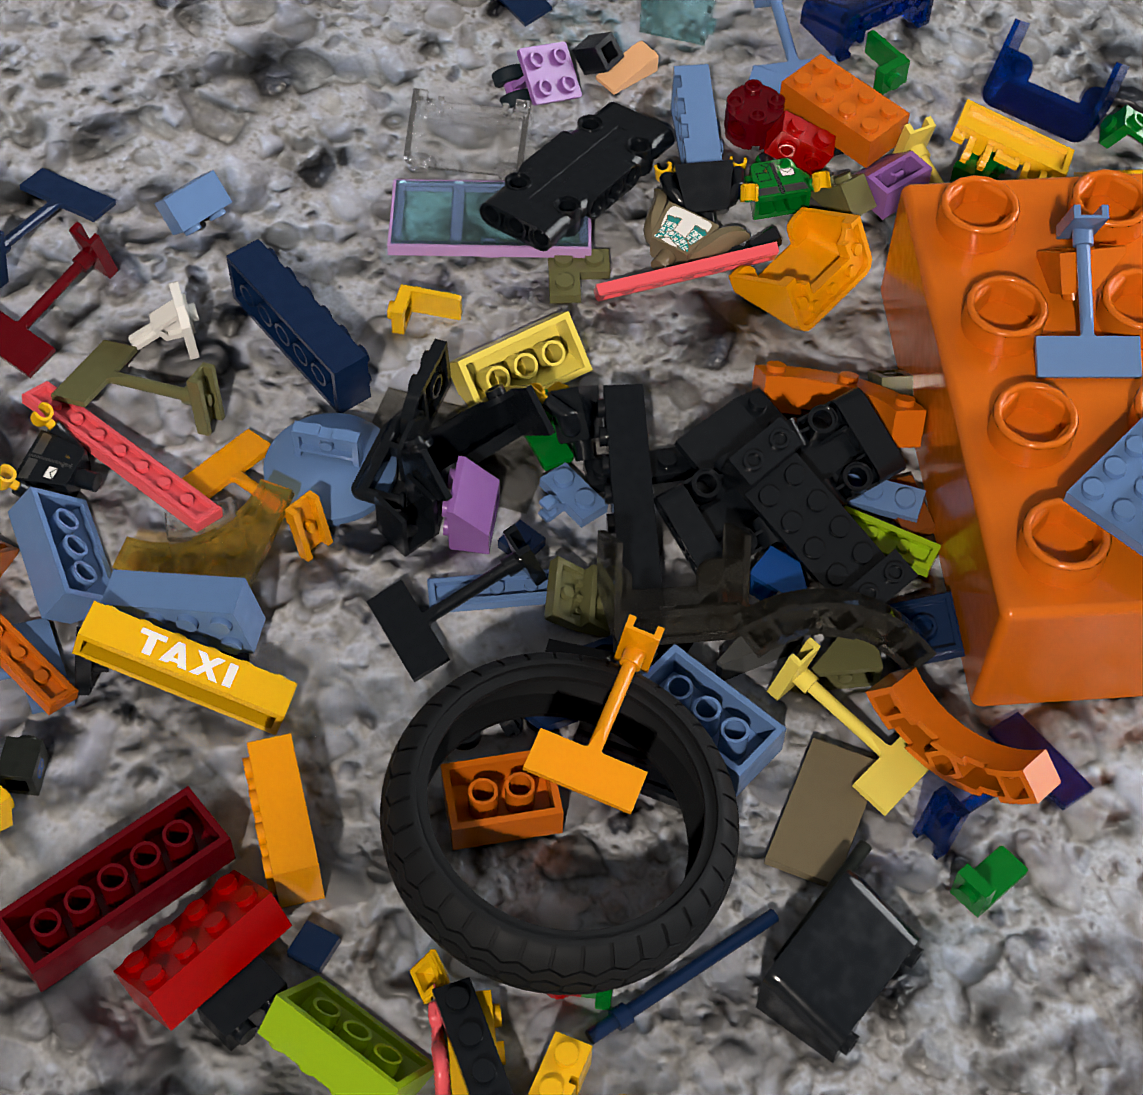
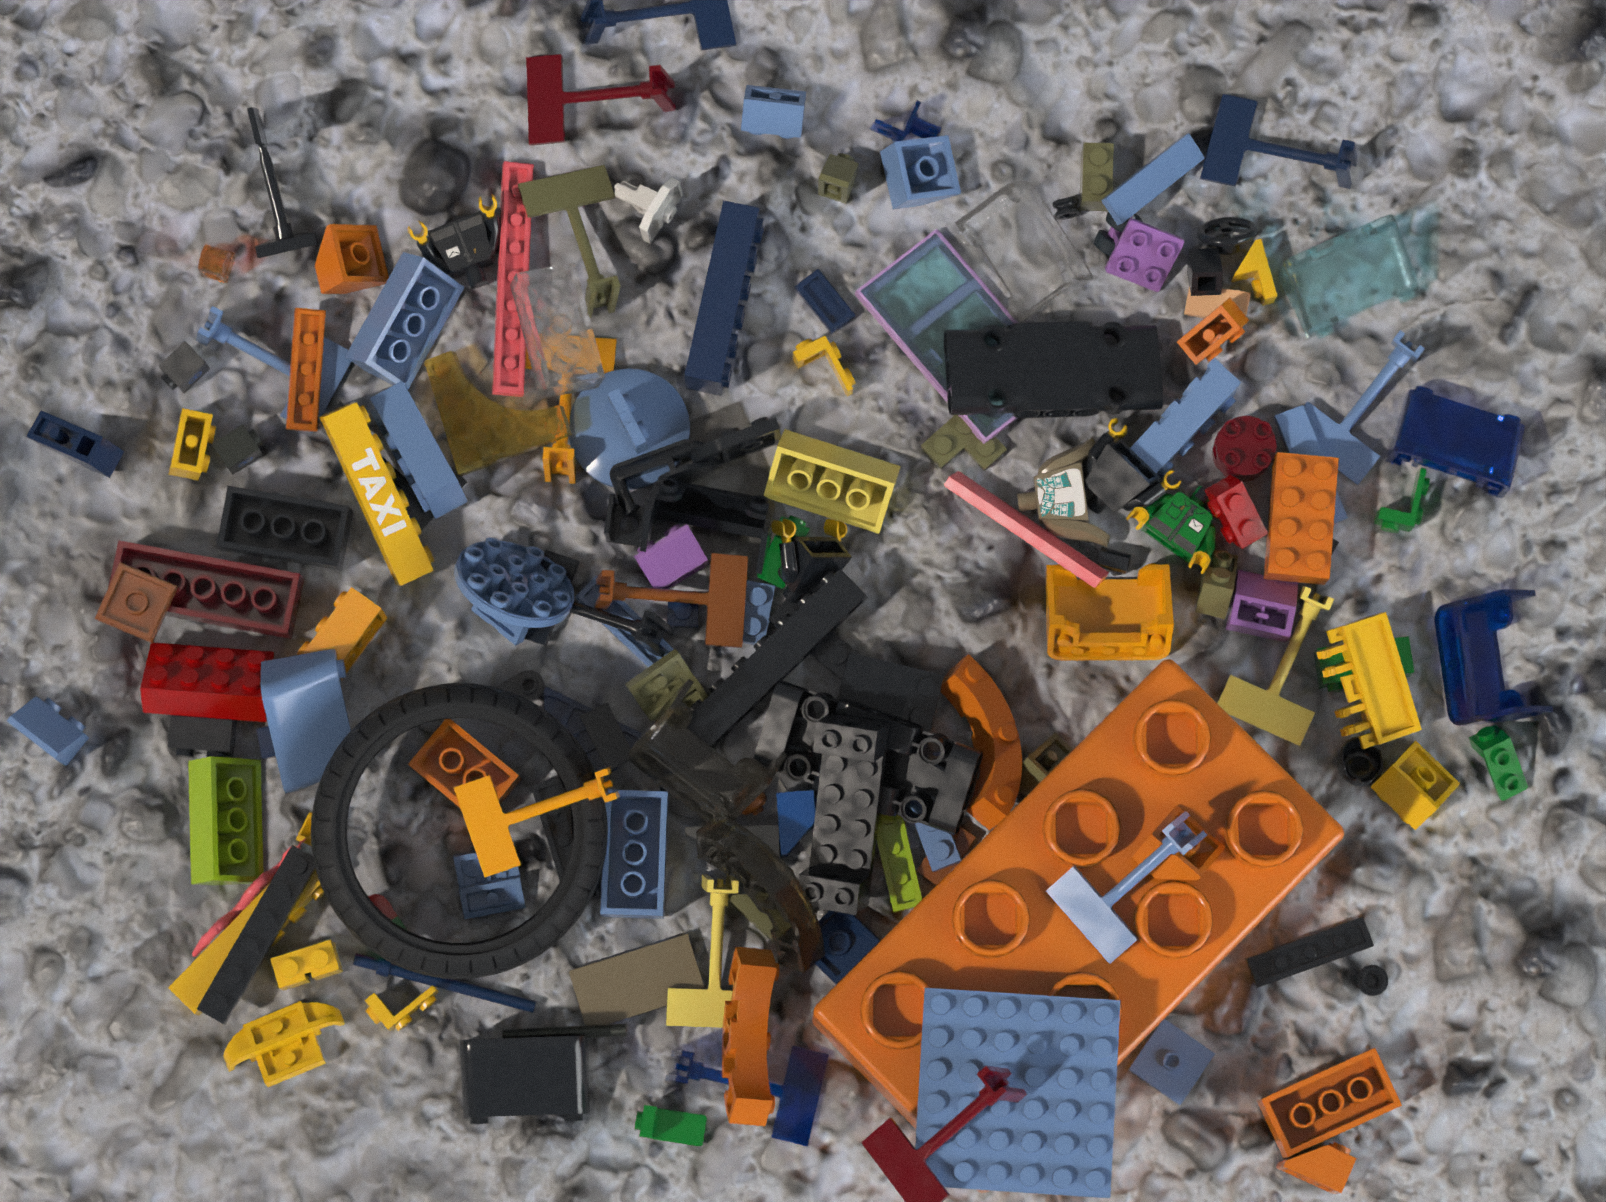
camera: 50 degrees right, 25 degrees up
(64, 945) = (136, 602): none -> dark orange tile
(133, 774) = (284, 528): none -> black brick
(198, 440) = (557, 330): none -> clear brick
(290, 203) = (838, 177): none -> olive slope
(298, 140) = (912, 124): none -> clear blue bracket
(327, 872) = (304, 714): none -> medium blue windscreen
(340, 154) = (920, 171): none -> medium blue slope
(370, 280) = (824, 301): none -> dark blue tile
(380, 644) = (513, 587): none -> medium blue bracket
(461, 66) = (1095, 175): none -> olive brick
(464, 95) = (1066, 208): none -> black bush
(499, 35) = (1152, 179): none -> medium blue tile
(540, 494) = (724, 599): none -> dark orange piece
(584, 26) = (1227, 237): none -> black piece
(619, 863) = (487, 894): none -> medium blue slope
(631, 29) = (1256, 266): none -> yellow slope
(649, 69) = (1211, 332): none -> orange brick
(672, 1050) = (380, 1012): none -> yellow bracket

